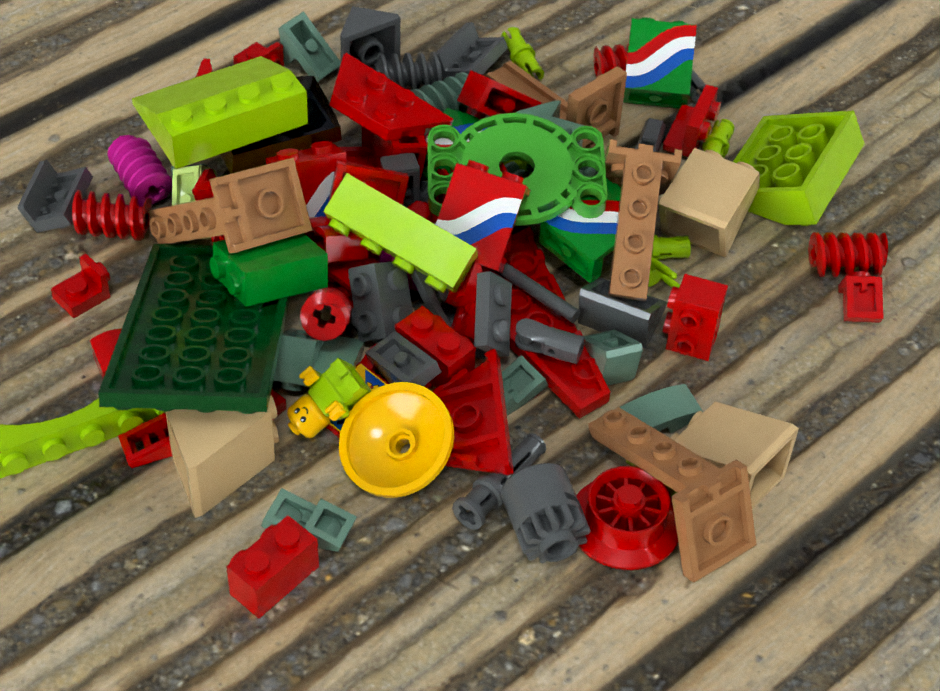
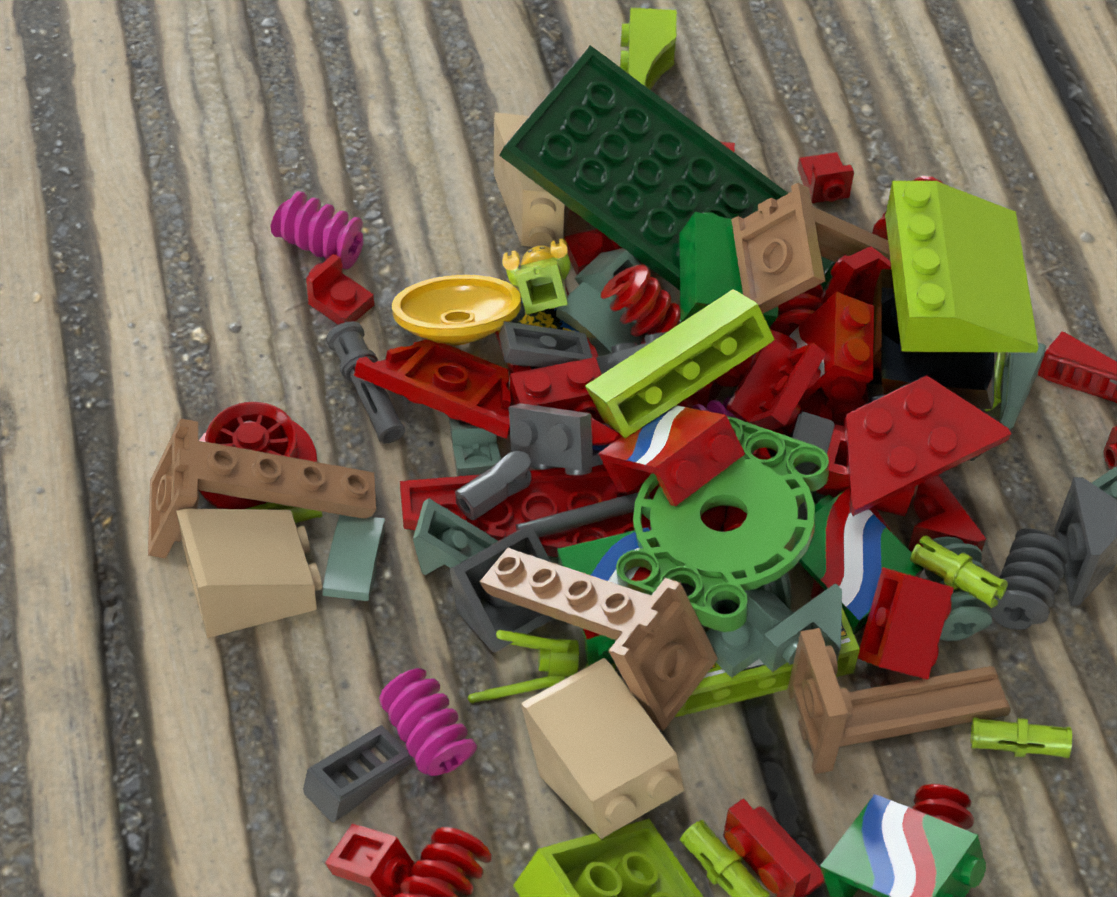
camera: 120 degrees right, 5 degrees up
(50, 196) = (977, 178): dark grey bracket -> none
(272, 566) = (389, 177): red brick -> none
(323, 521) = (423, 236): sand green slope -> none
(367, 588) = (318, 228): none -> dark pink piece
(422, 548) = (336, 293): none -> red bracket
(449, 79) = (959, 571): none -> lime pin
(469, 52) = (1043, 668): dark grey bracket -> none
(545, 512) = (291, 376): dark grey gear -> none
(652, 134) = (774, 794): dark grey bar -> none
(695, 316) = (437, 632): red brick -> none
(754, 304) = (426, 723): none -> dark pink piece
(829, 335) = (334, 793): none -> dark grey slope

